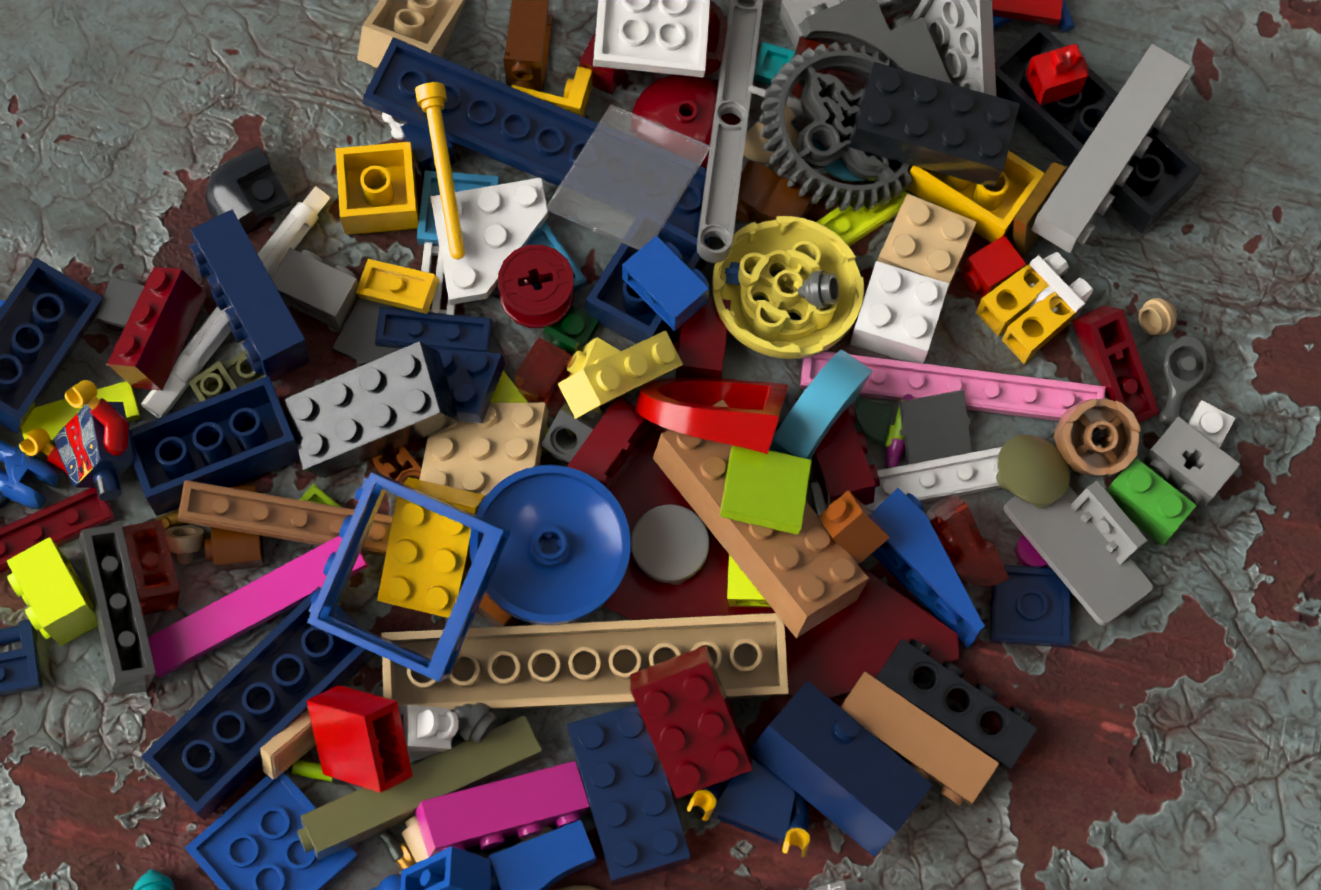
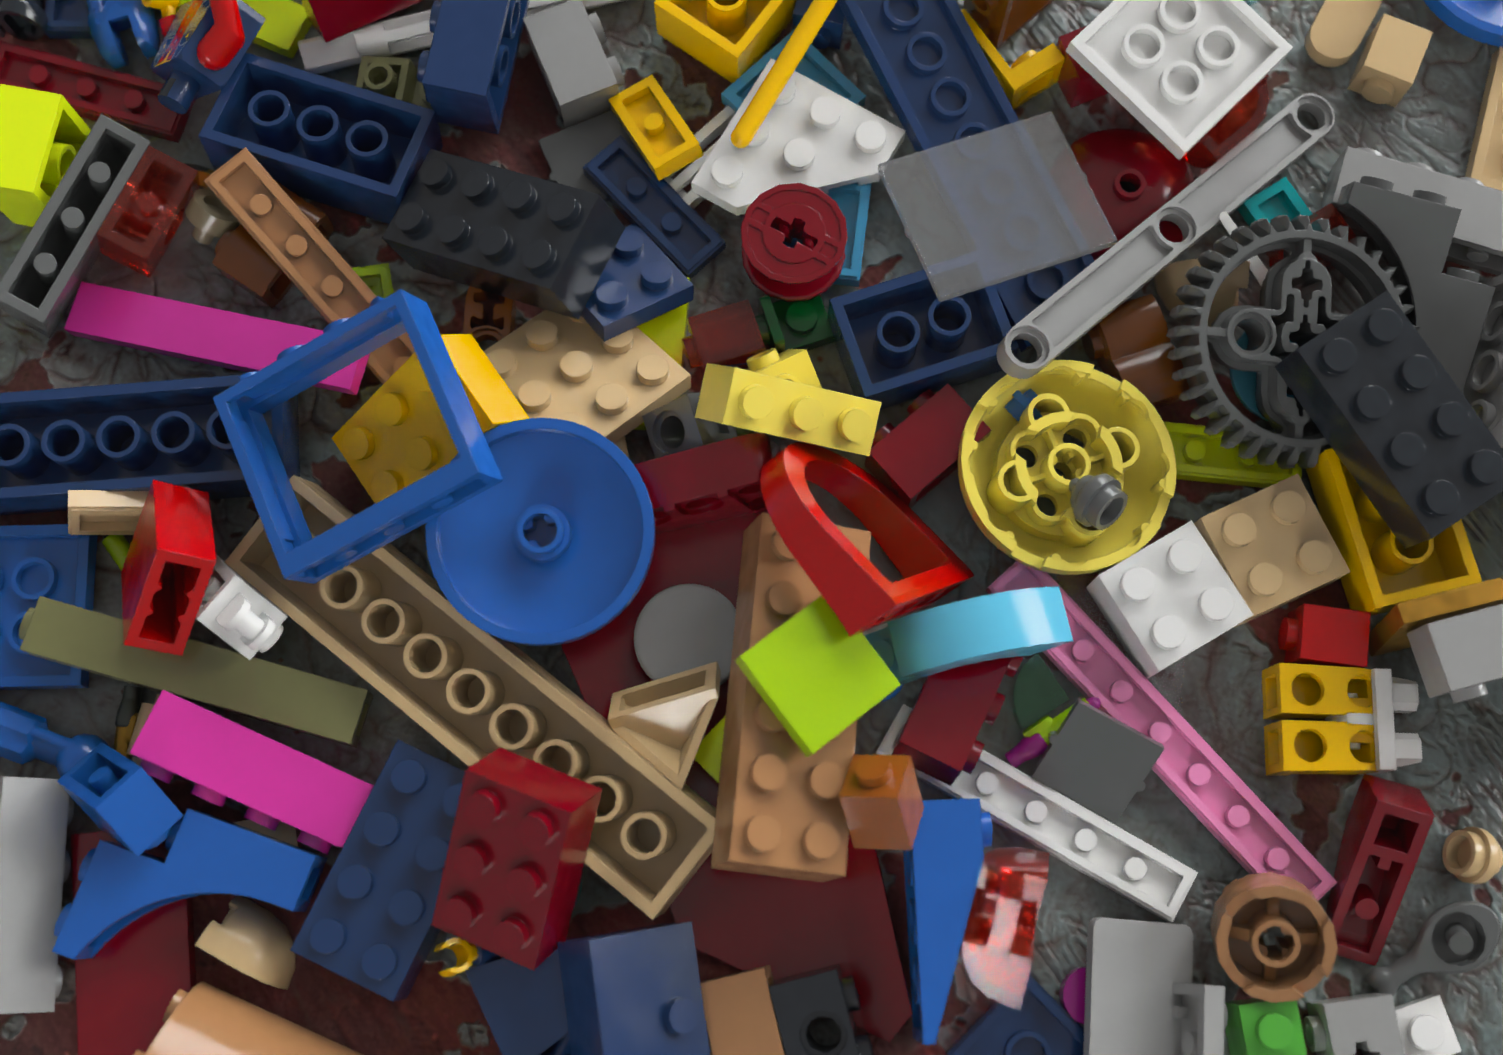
camera: 45 degrees right, 5 degrees up
(475, 721) = (301, 653): dark grey plate -> none
(666, 282) = (930, 350): blue brick -> none
(701, 587) = (667, 718): none -> tan slope
(1033, 470) = (1162, 907): olive dish -> none

